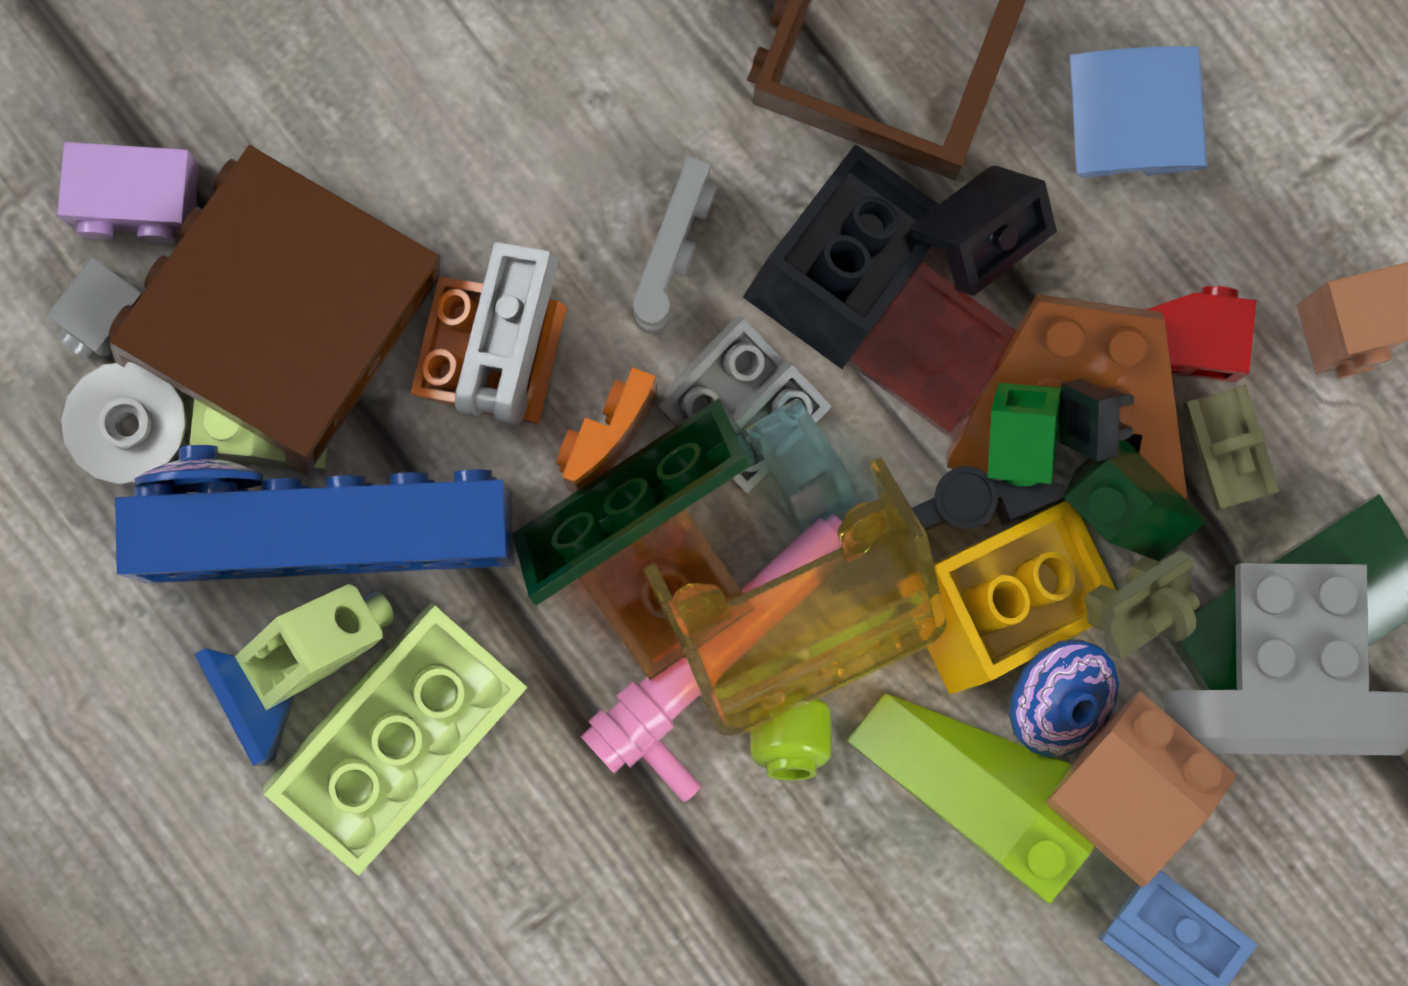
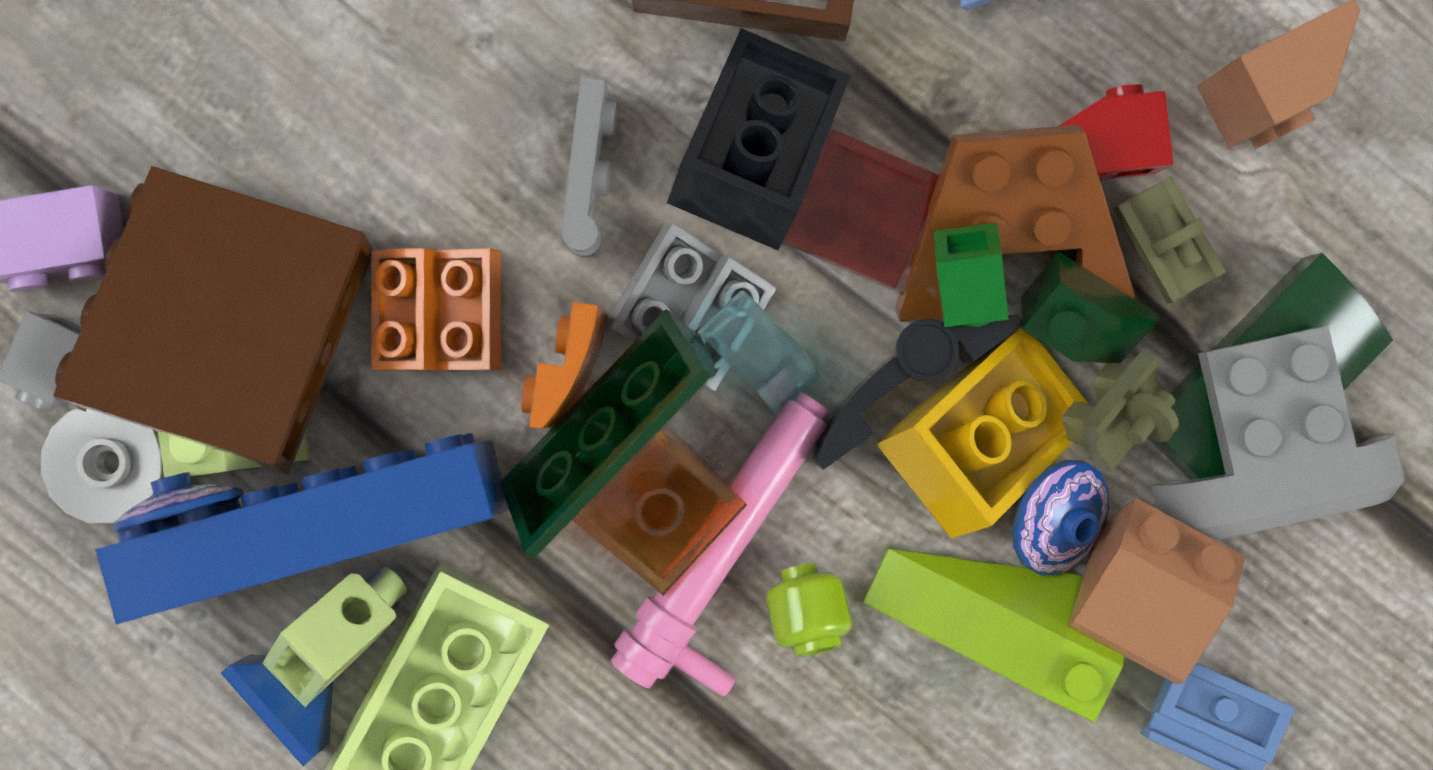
camera: 10 degrees left, 5 degrees up
(506, 332) = (445, 291): plate -> none
(814, 624) = (803, 510): clear yellow windscreen -> none
(988, 226) = (888, 78): black panel -> none
(1092, 419) = (1035, 246): black tile -> none

